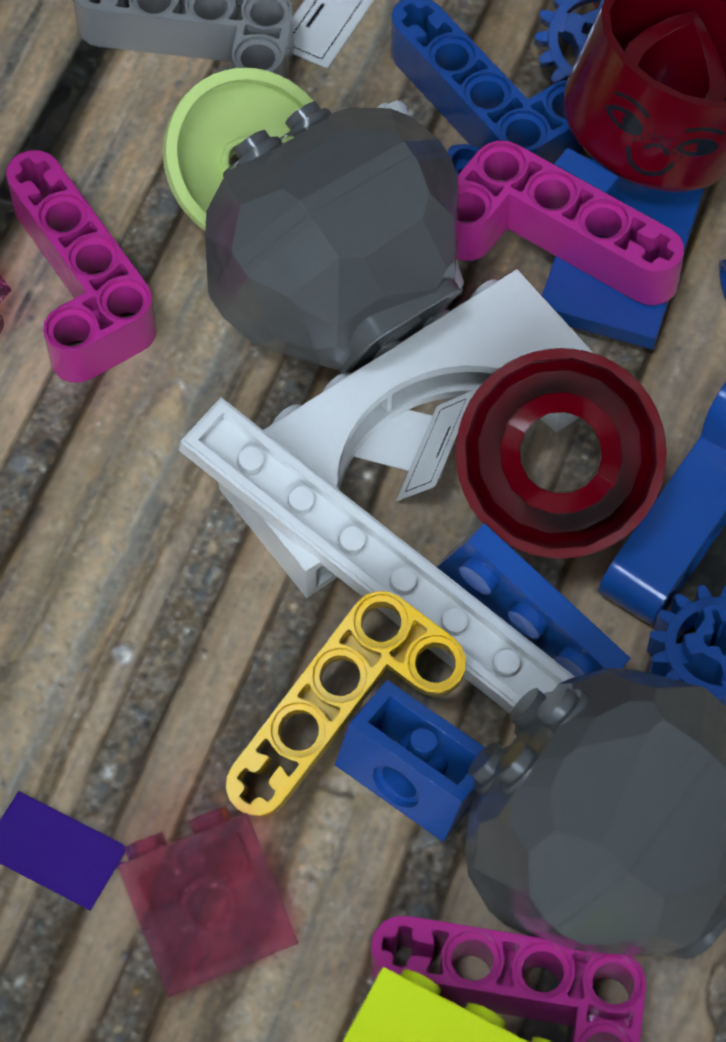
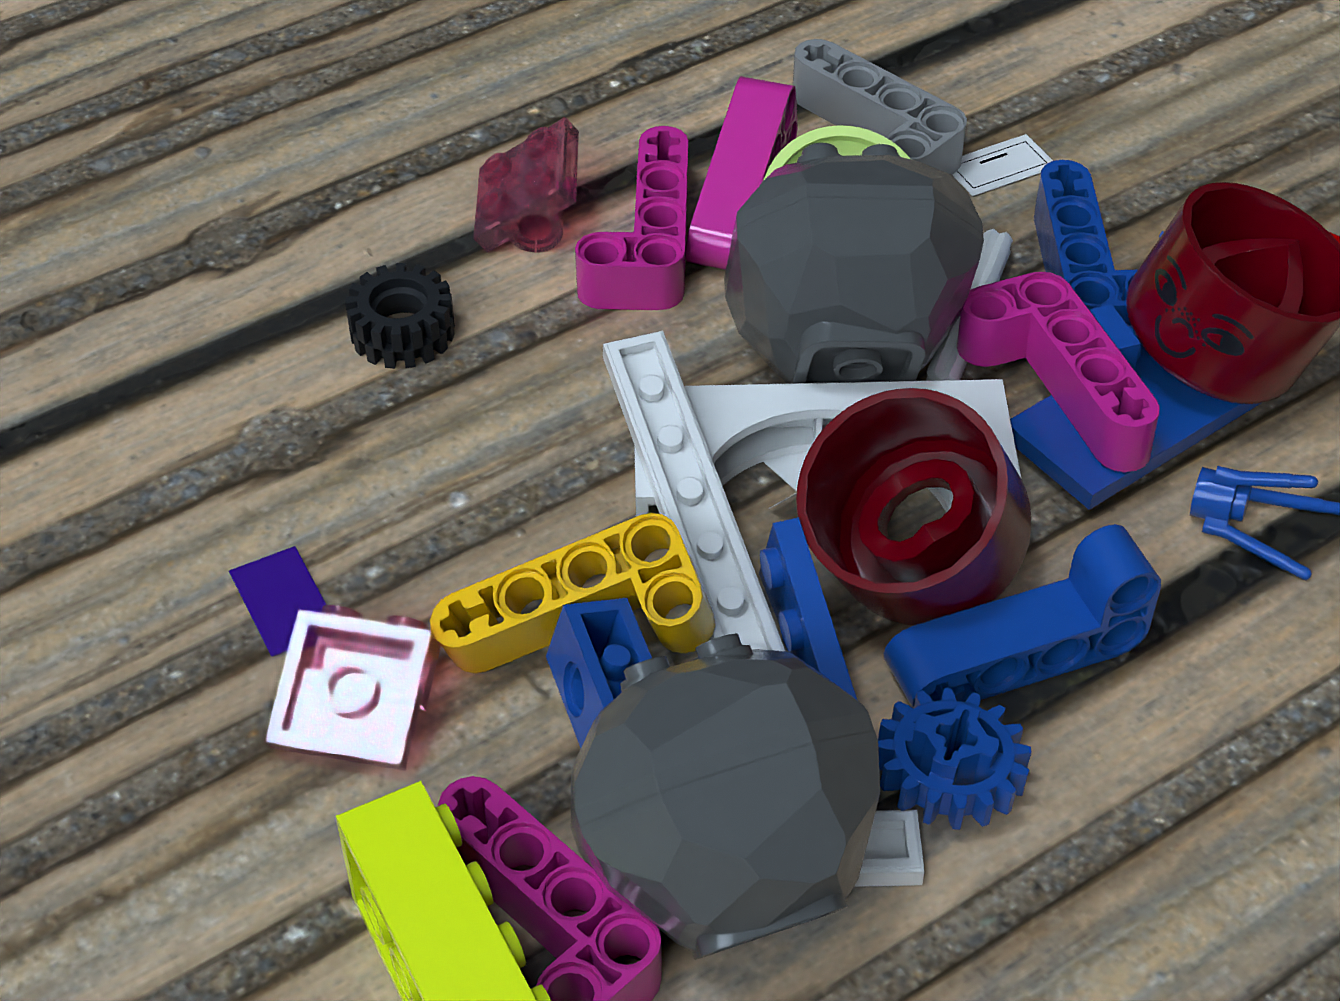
camera: 35 degrees right, 15 degrees down
(129, 166) = (753, 133): none -> dark pink beam

